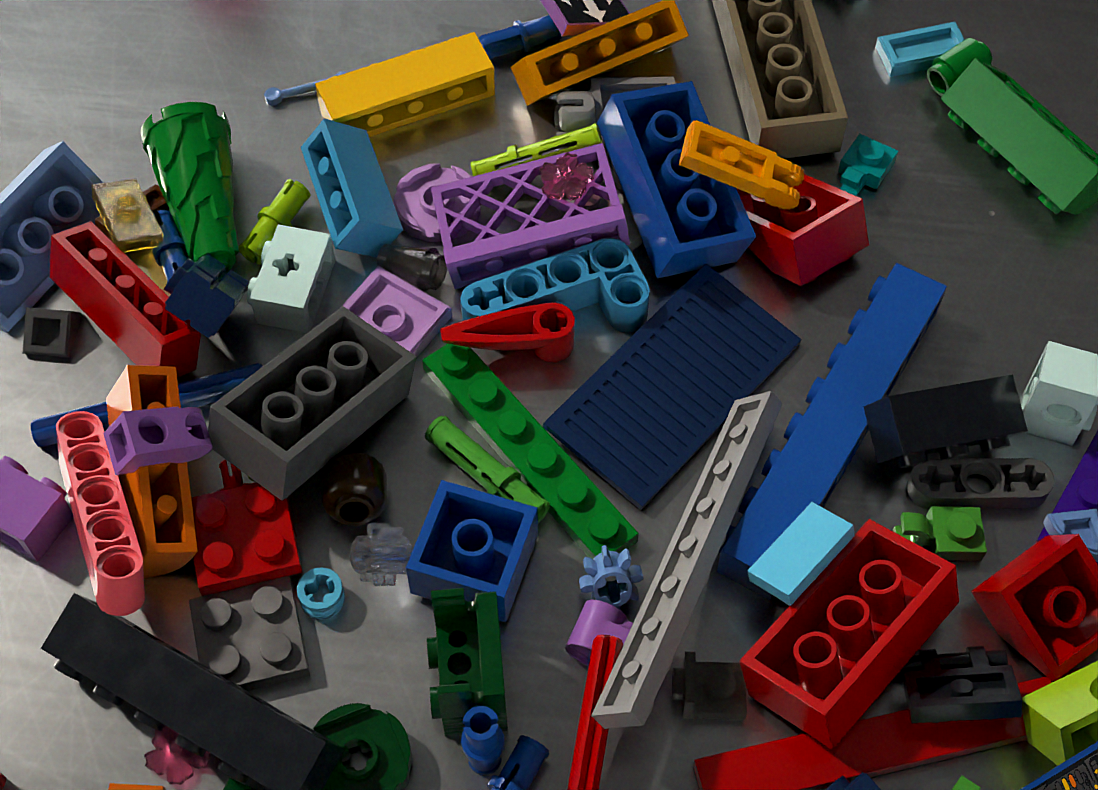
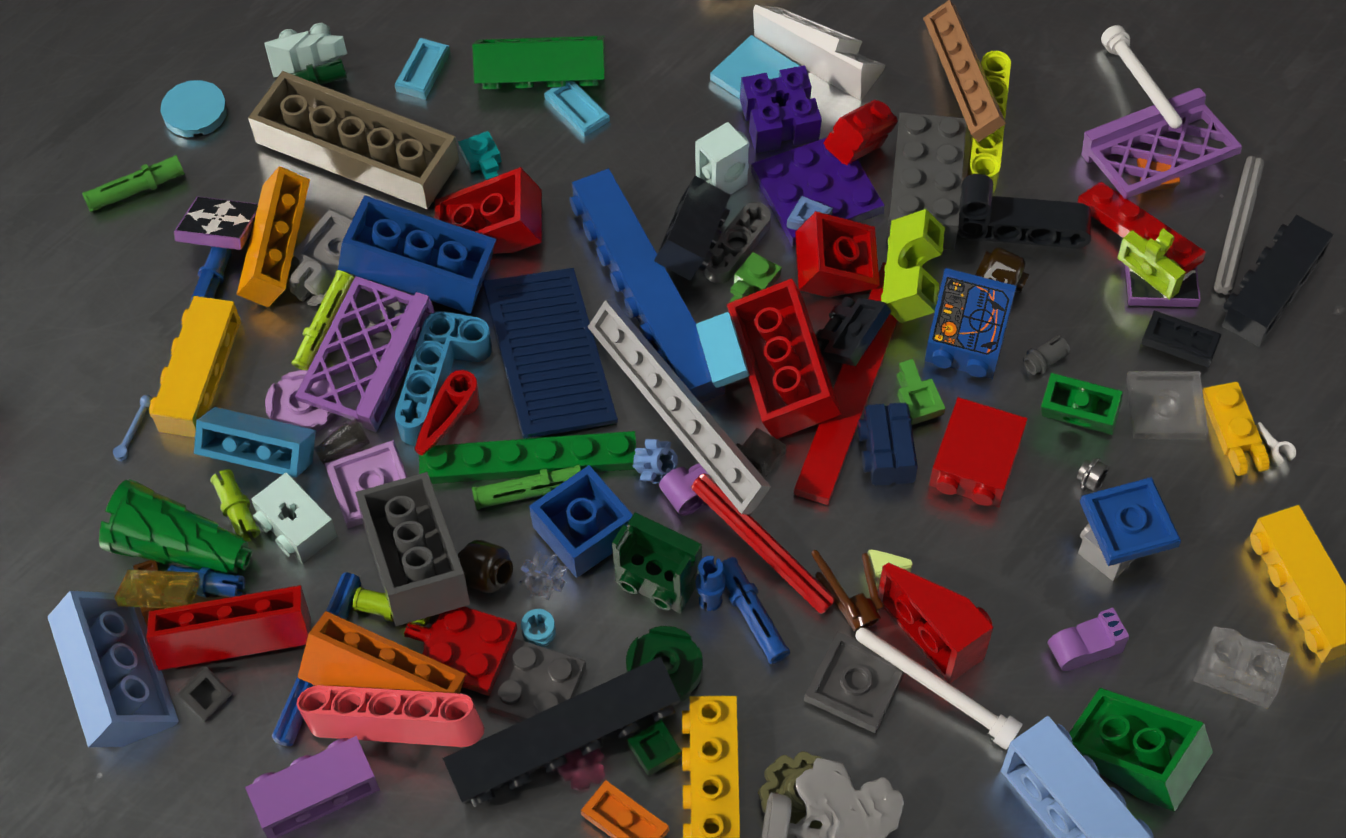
camera: 55 degrees left, 0 degrees up
(156, 438) = (380, 644): medium lavender leg -> none
(204, 293) = (276, 568): dark blue brick -> none
(566, 178) = (364, 312): clear pink plant -> none
(741, 165) = (446, 210): light orange hinge -> none
(953, 62) = (458, 59): green brick -> none
(1009, 215) = (577, 107): none -> medium azure tile

